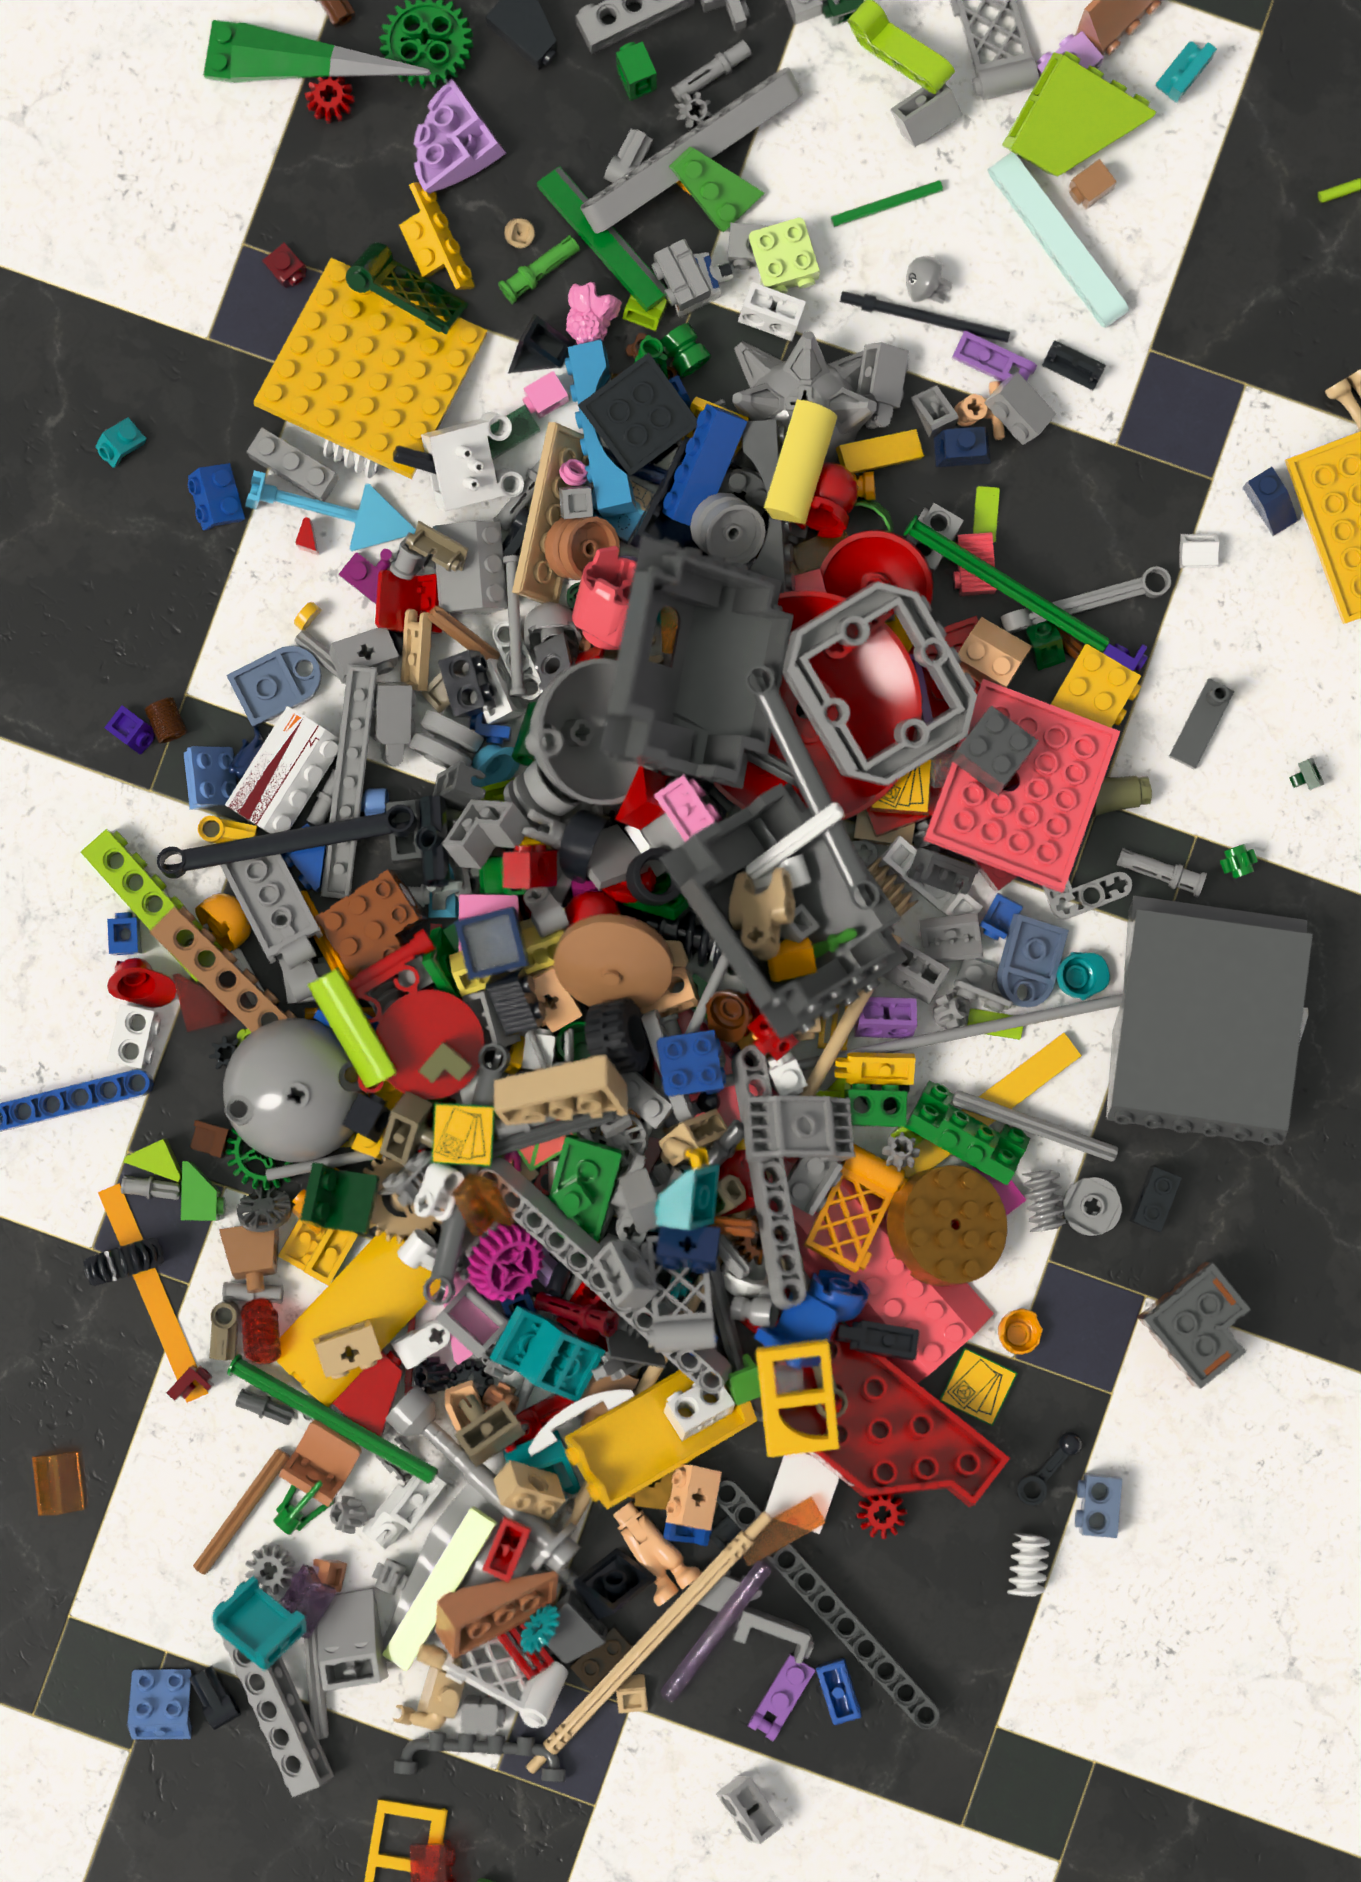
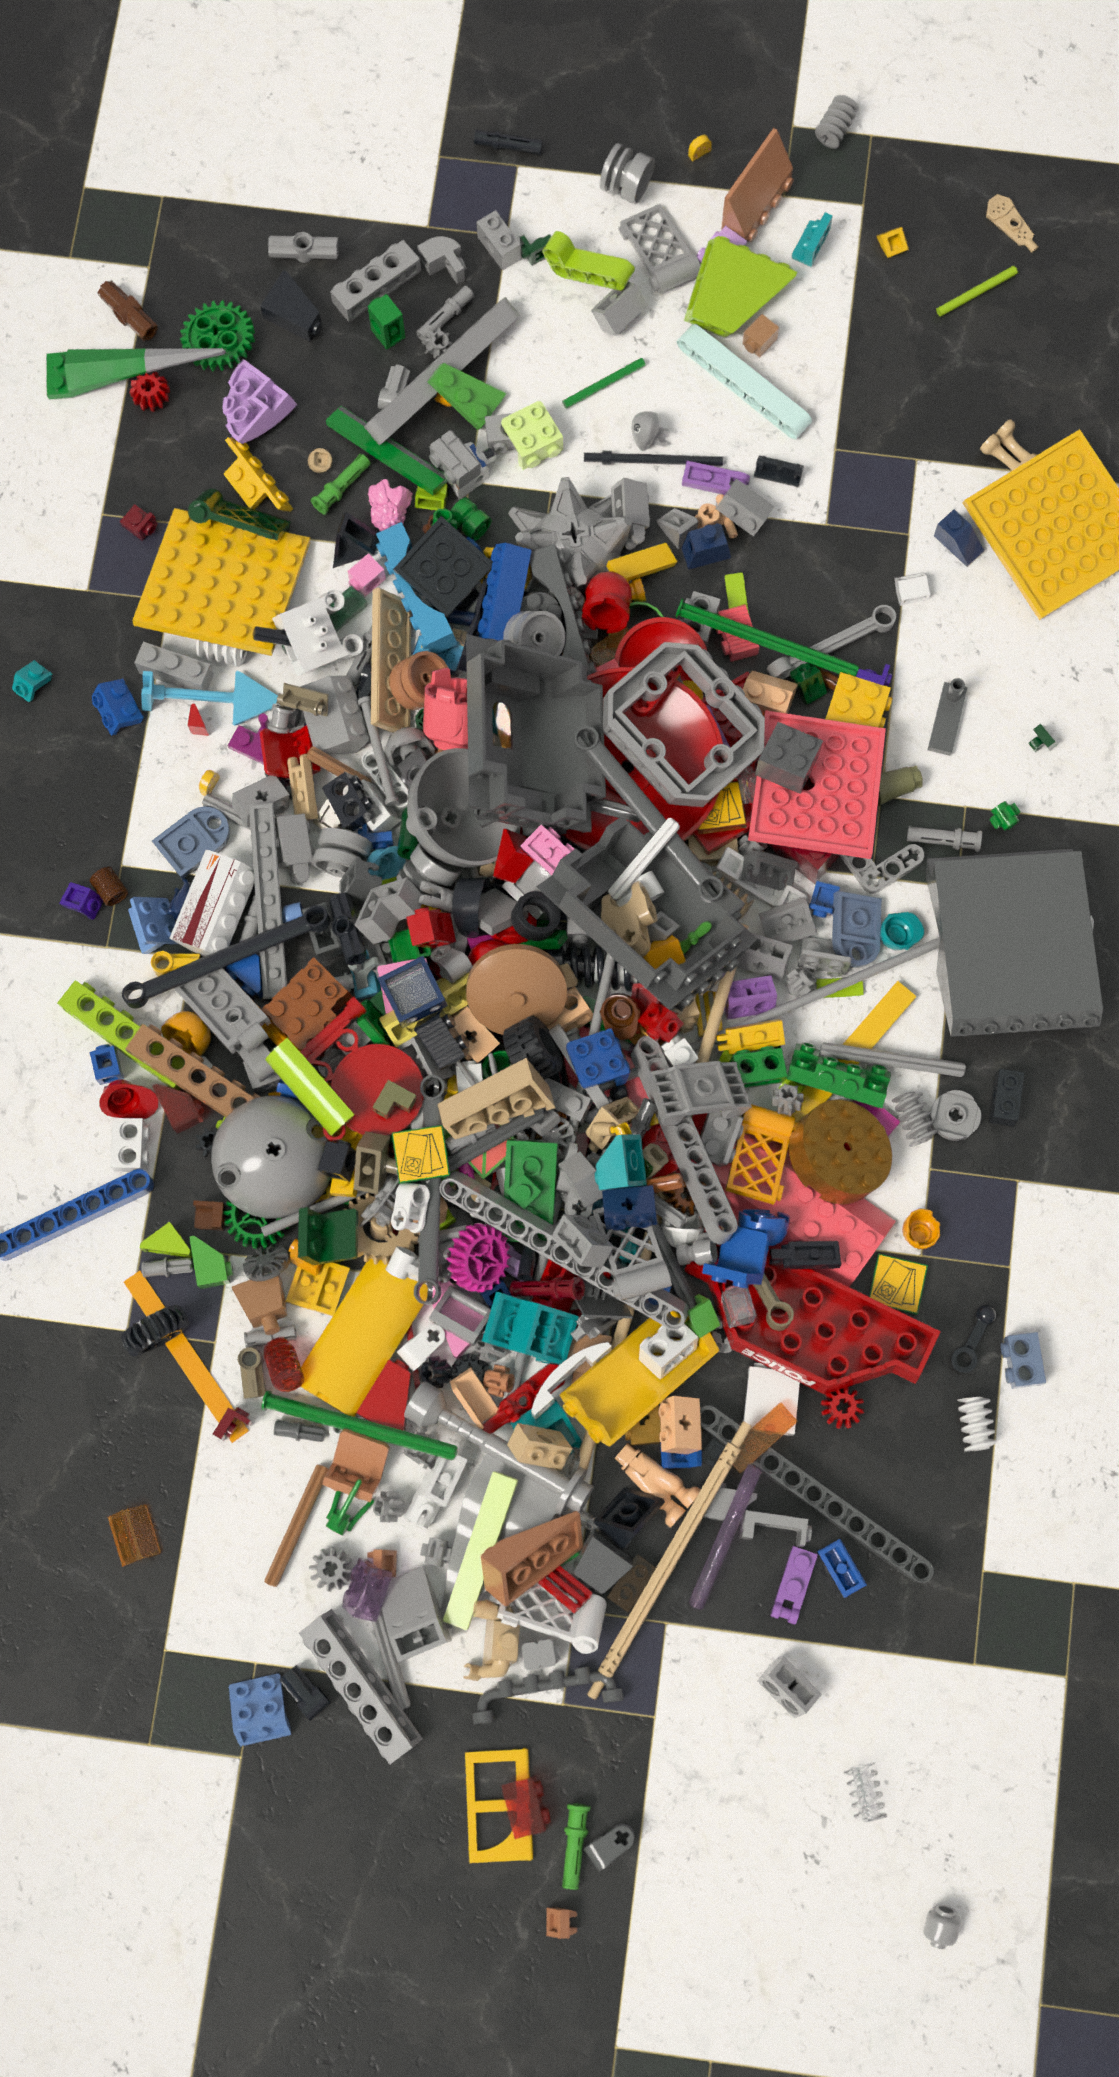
camera: 10 degrees left, 10 degrees down
(257, 1624) = (329, 1614): teal panel -> none
(332, 1346) = (345, 1361): tan brick -> none
(481, 1204) = (448, 1209): clear orange panel -> none
(488, 1430) = (493, 1404): dark tan brick -> none
(507, 1549) = (531, 1498): red slope -> none
(545, 1616) = (573, 1572): teal gear -> none
(573, 472) = (401, 624): bright pink plate -> none
(576, 502) = (407, 643): light grey brick -> none
(632, 1695) = (665, 1611): tan slope -> none
(771, 311) = (531, 476): white brick -> none
(779, 1436) = (743, 1352): yellow window -> none
(800, 462) = (581, 571): light yellow brick -> none
(1195, 1323) = (1066, 1189): dark grey piece -> none
(1286, 90) = (893, 242): none -> yellow slope

